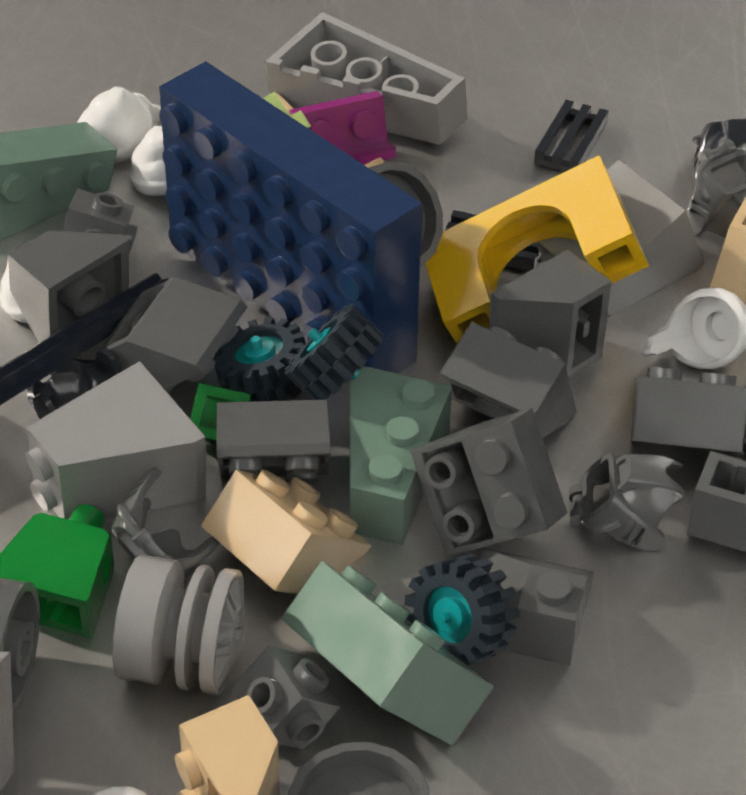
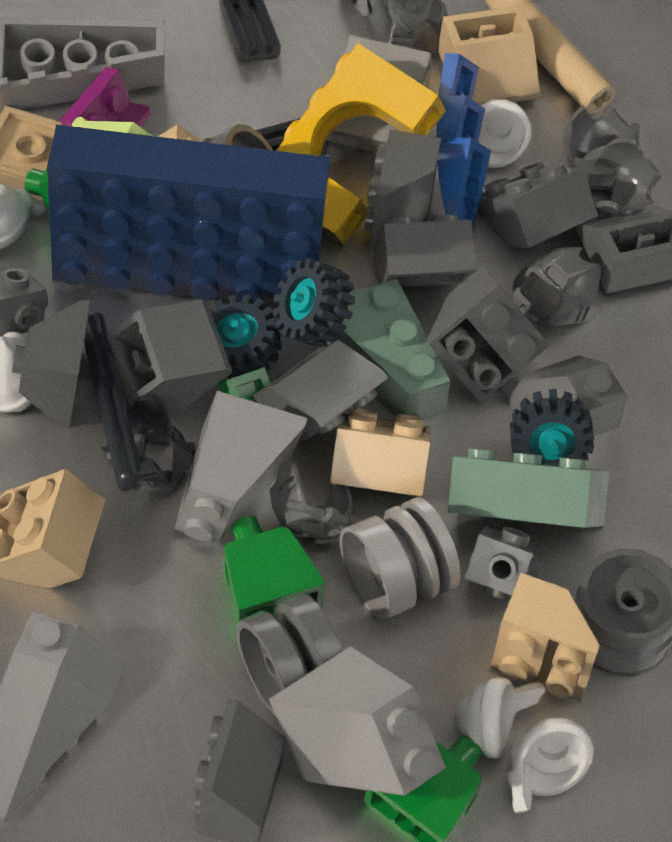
camera: 45 degrees left, 10 degrees up
(647, 306) = (461, 157): none -> blue slope

